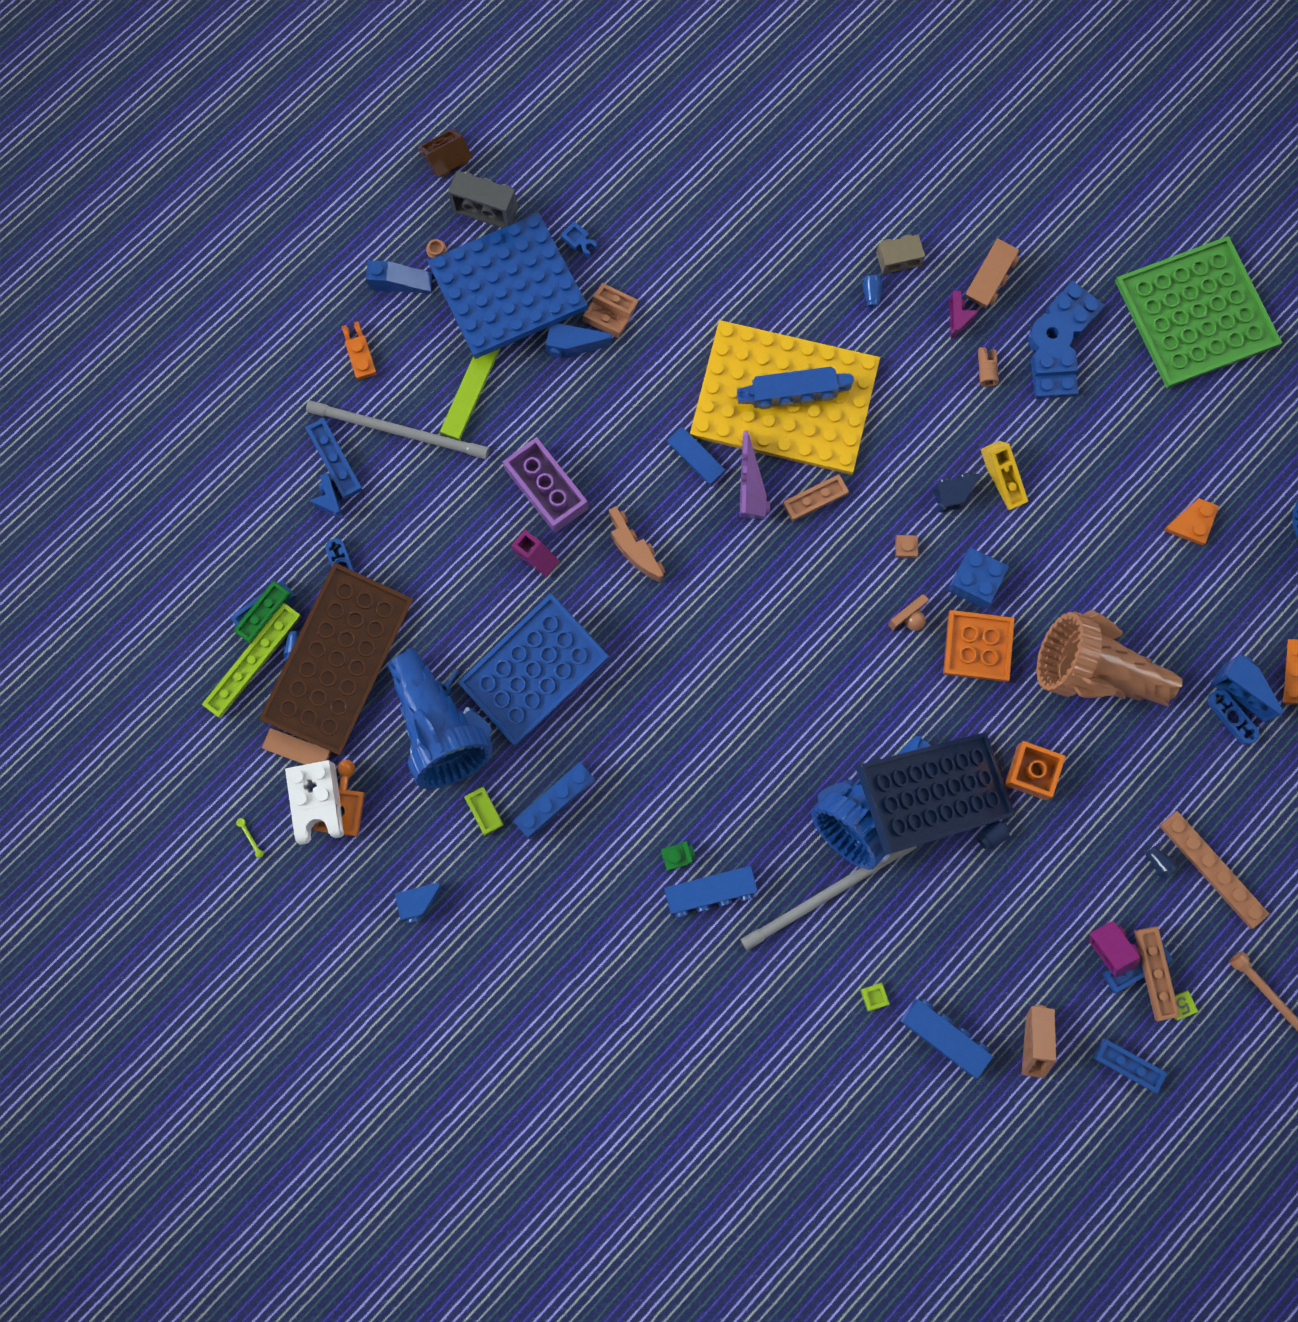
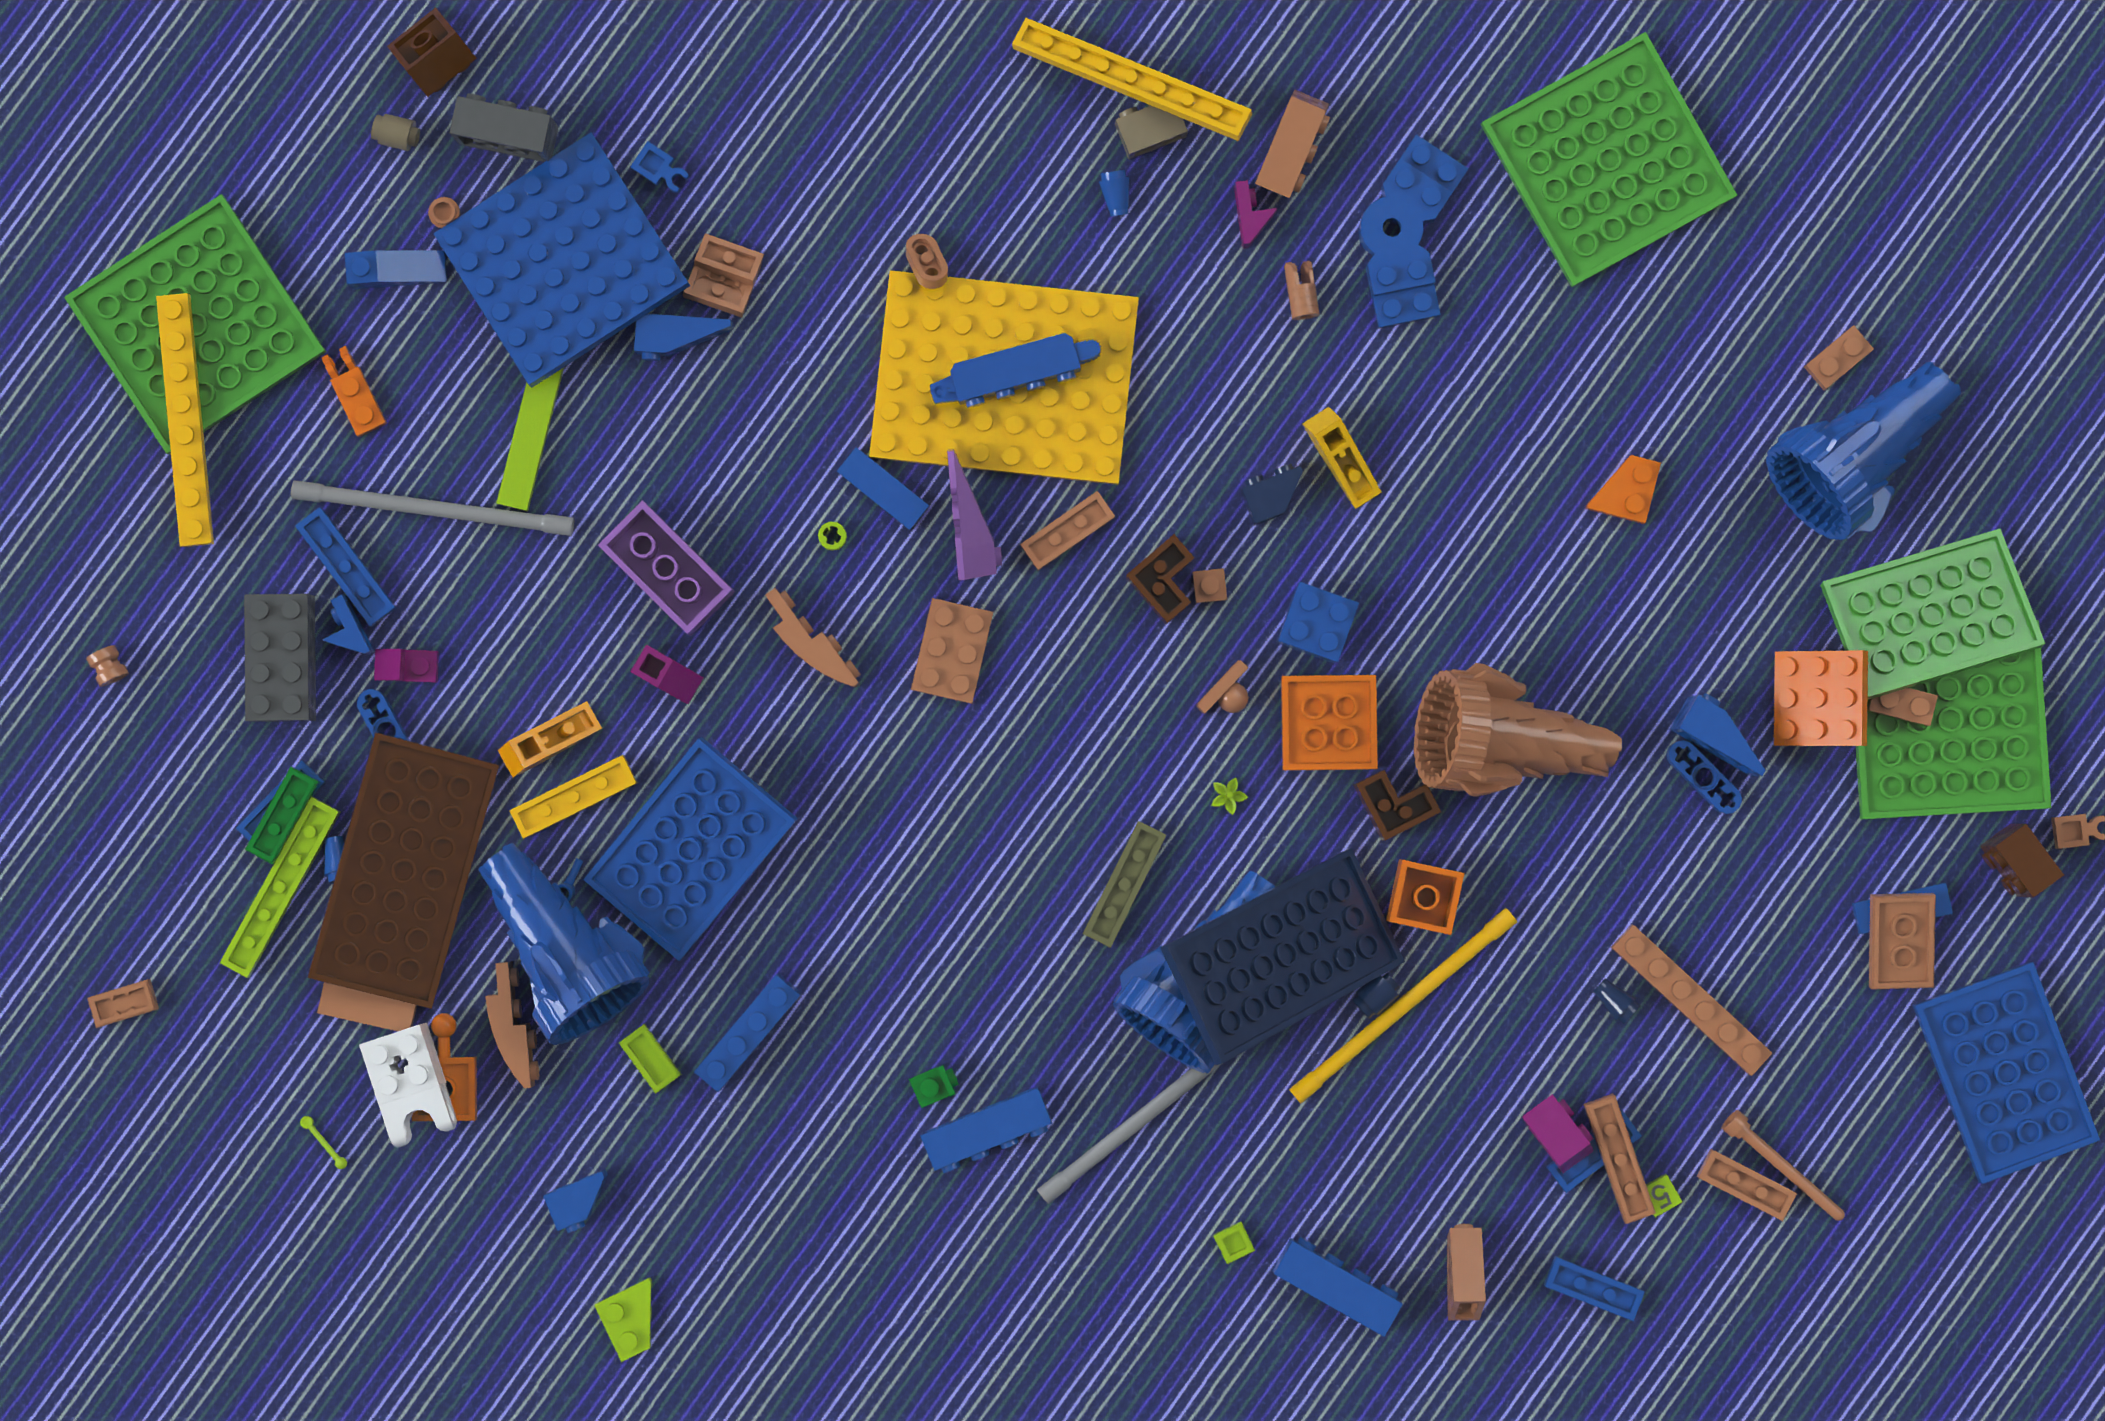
camera: 10 degrees left, 10 degrees up
(131, 723) = (123, 1003): none -> nougat plate
(165, 500) = (107, 665): none -> nougat wheel
(245, 352) = (185, 420): none -> yellow plate
(264, 296) = (241, 313): none -> bright green plate
(279, 510) = (280, 657): none -> dark grey brick
(362, 527) = (406, 665): none -> magenta slope
(391, 782) = (513, 1039): none -> nougat slope
(413, 196) = (395, 132): none -> dark tan brick
(440, 991) = (628, 1319): none -> lime wing
(448, 586) = (549, 739): none -> light orange slope
(459, 627) = (573, 796): none -> yellow plate
(660, 488) = (823, 539): none -> lime bush
(728, 566) = (952, 650): none -> nougat plate
(744, 316) = (929, 267): none -> nougat plate
(826, 735) = (1124, 884): none -> olive plate
(872, 534) = (1154, 578): none -> reddish brown brick
(893, 220) = (1132, 79): none -> yellow plate
(904, 686) = (1228, 795): none -> lime plant
(946, 887) = (1491, 931): none -> yellow piece
(1017, 710) = (1394, 813): none -> reddish brown brick
(1245, 1006) = (1746, 1184): none -> nougat plate

